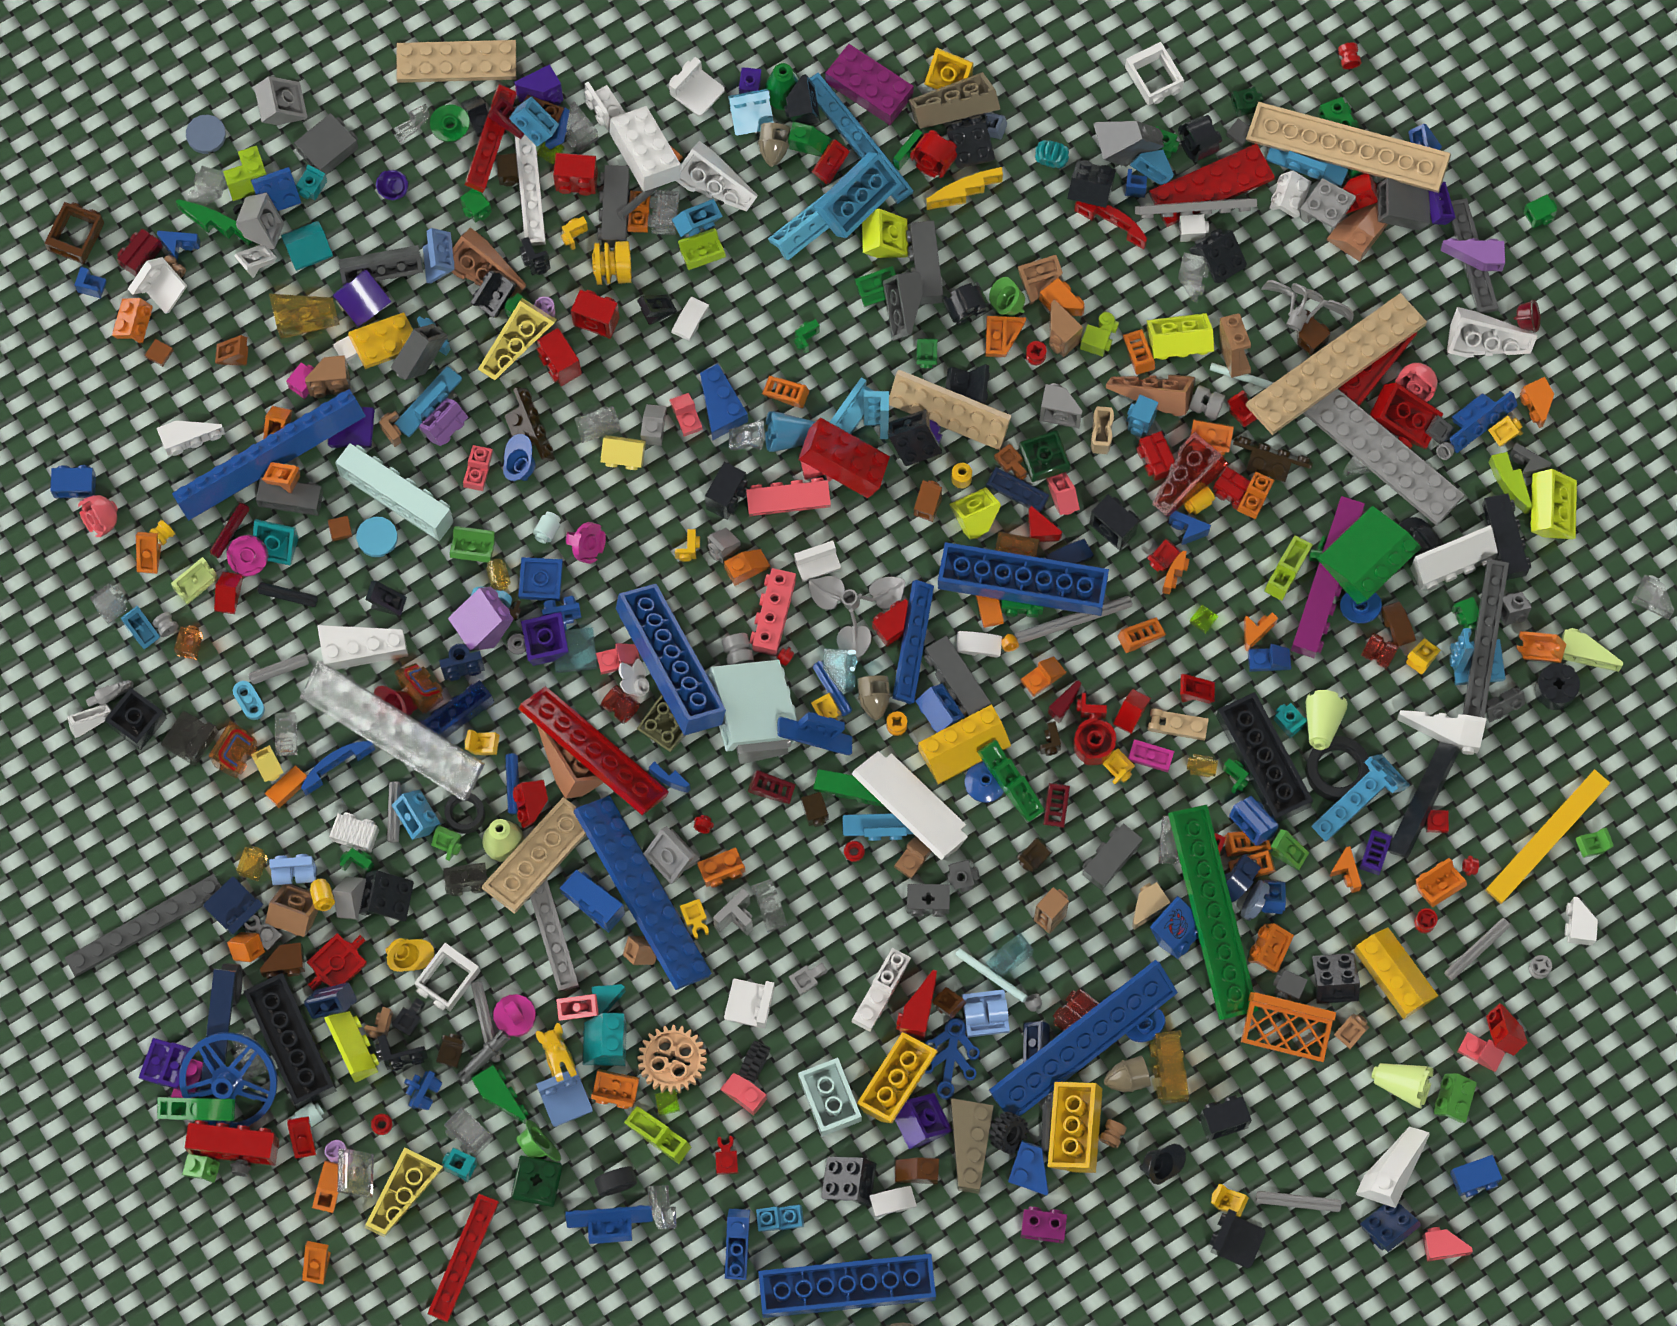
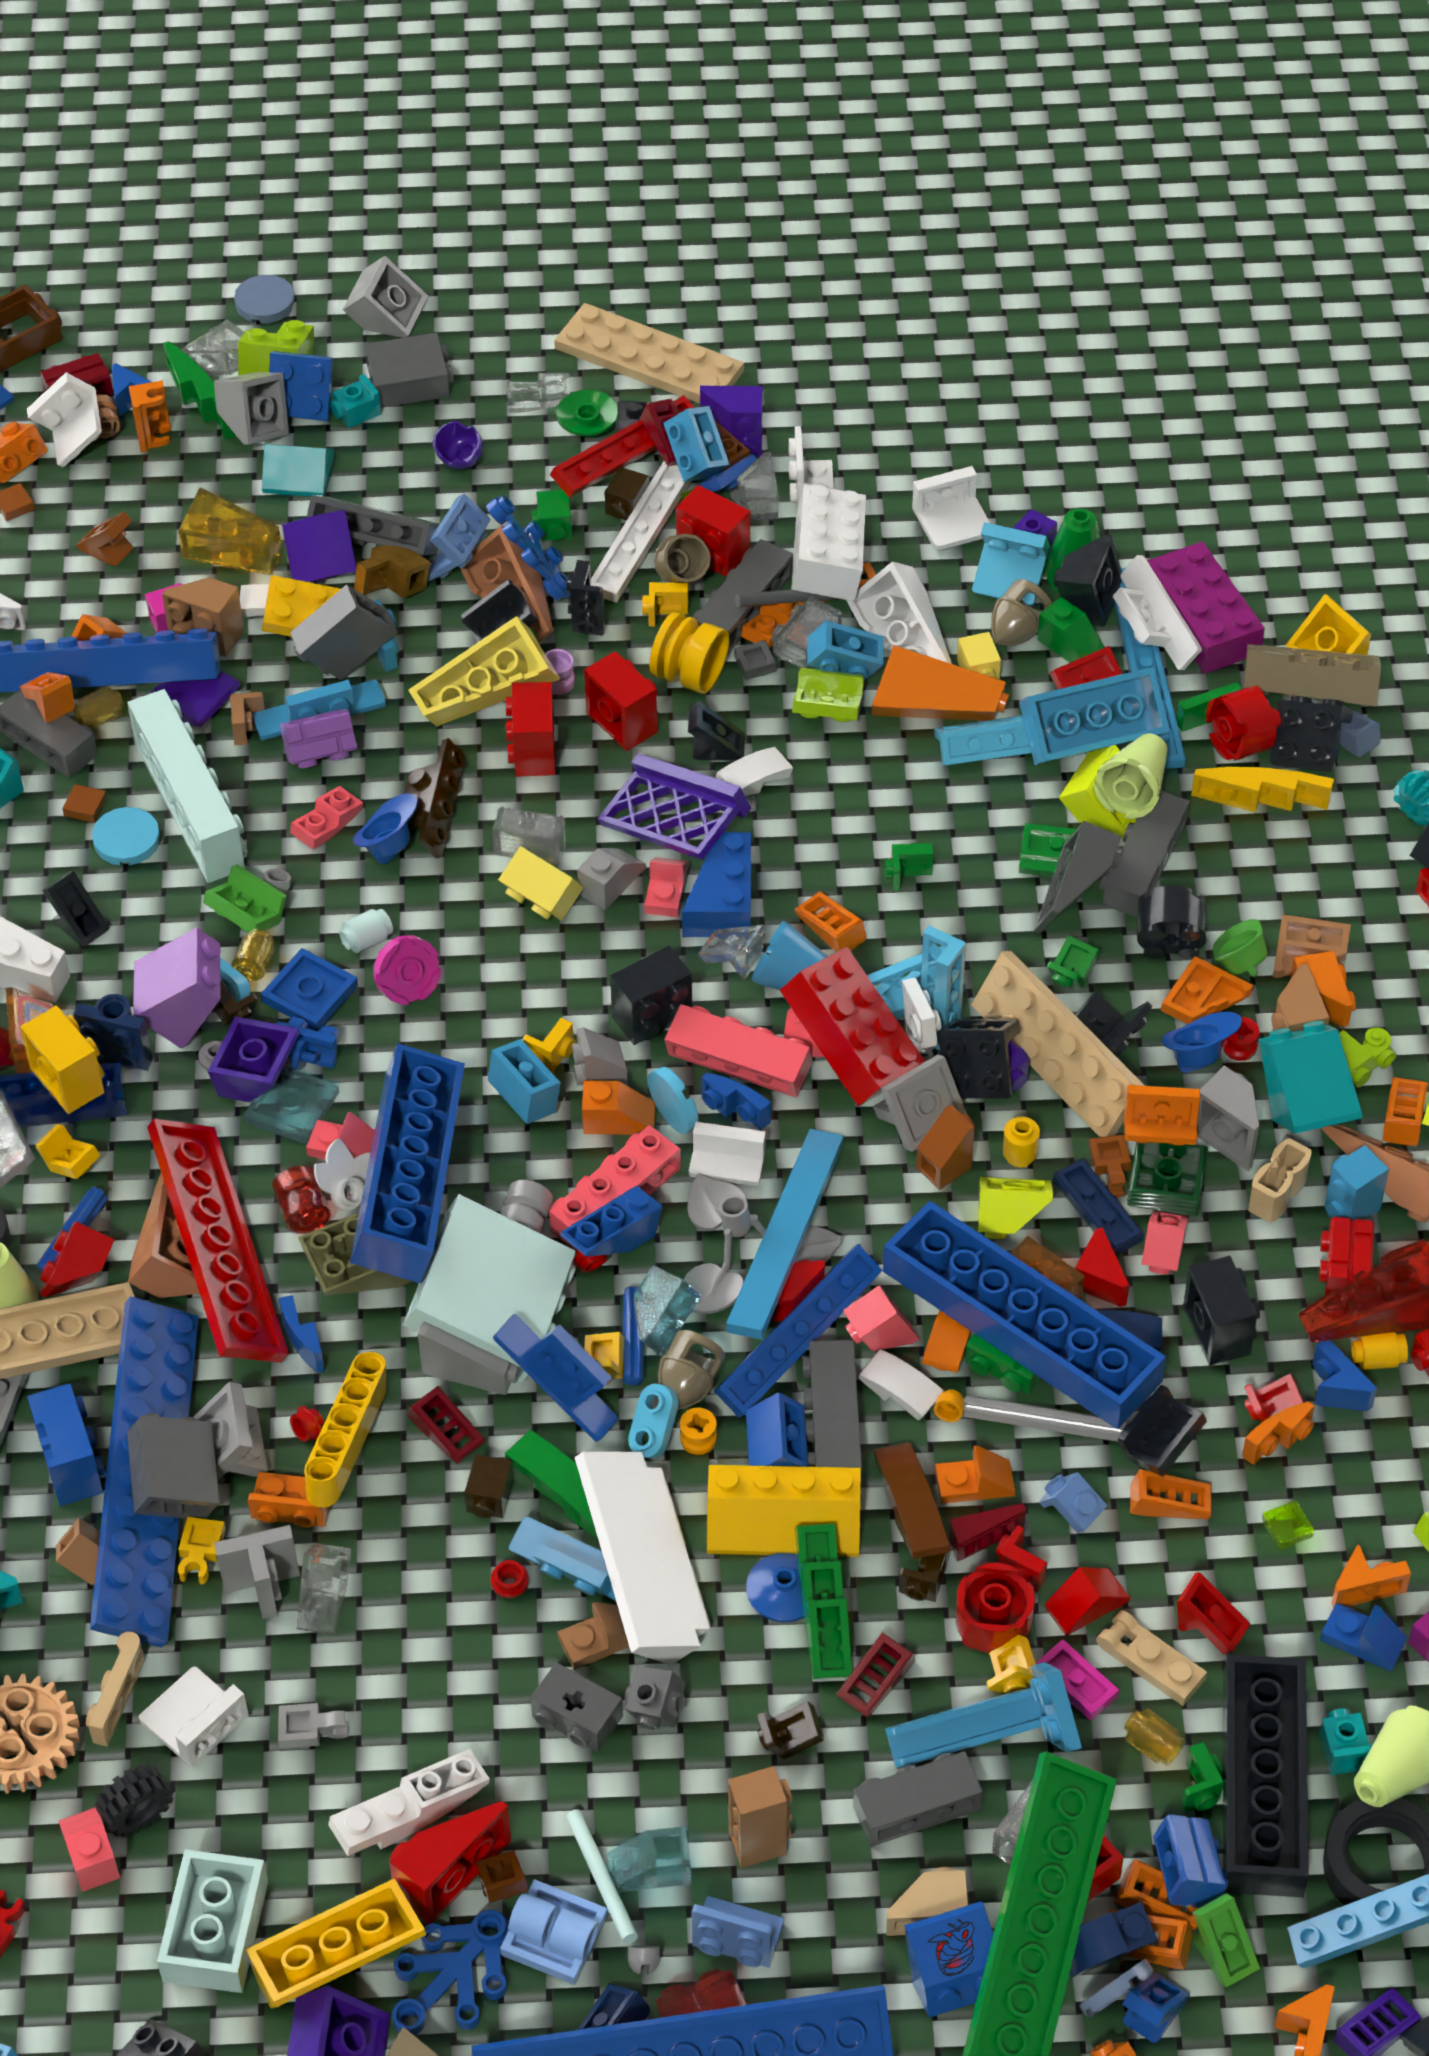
camera: 30 degrees right, 20 degrees down
(200, 254) = (150, 414): none -> orange hinge
(255, 258) = (212, 446): white slope -> none
(308, 464) = (99, 707): none -> clear yellow brick
(413, 288) = (392, 568): none -> pearl gold brick
(458, 698) = (63, 1058): none -> yellow brick
(479, 237) = (543, 562): none -> blue plant
(479, 518) = (278, 878): none -> light grey hinge
(571, 203) = (682, 559): none -> dark tan helmet
(646, 244) = (755, 659): none -> dark grey plate
(659, 886) = (172, 1467): none -> dark grey brick
(661, 351) = (691, 787): none -> dark purple fence
(690, 576) = (523, 1081): none -> dark azure brick
(704, 1010) = (116, 1689): none -> tan plate
(733, 826) = (345, 1429): none -> yellow beam
(754, 217) = (935, 689): none -> orange slope
(768, 182) = (979, 655): none -> light yellow brick
(774, 547) = (668, 1097): none -> medium azure tile
(791, 636) = (616, 1225): none -> blue slope
(796, 526) = (731, 1096): none -> blue slope
(847, 105) = (1154, 614): none -> white bracket
(873, 434) = (920, 1019): none -> white plate
(874, 732) = (655, 1422): none -> medium azure plate
(878, 593) = (785, 1234): none -> dark azure tile
(900, 223) = (1133, 777): none -> yellowish green cone
(900, 480) = (918, 1099): none -> light grey bracket
(952, 618) = (879, 1322): none -> coral slope
(1018, 364) = (1201, 1041): none -> blue piece
(1023, 706) = (911, 1501): none -> reddish brown slope
(1028, 428) = (1161, 1114): none -> orange bracket
(1068, 966) = (736, 1932): none -> medium blue bracket
(1089, 366) = (1308, 1078): none -> teal slope
(1097, 662) = (1073, 1500): none -> medium blue bracket
(1122, 605) = (1160, 1432): none -> black bracket
(1144, 779) = (1040, 1705): none -> dark azure bracket

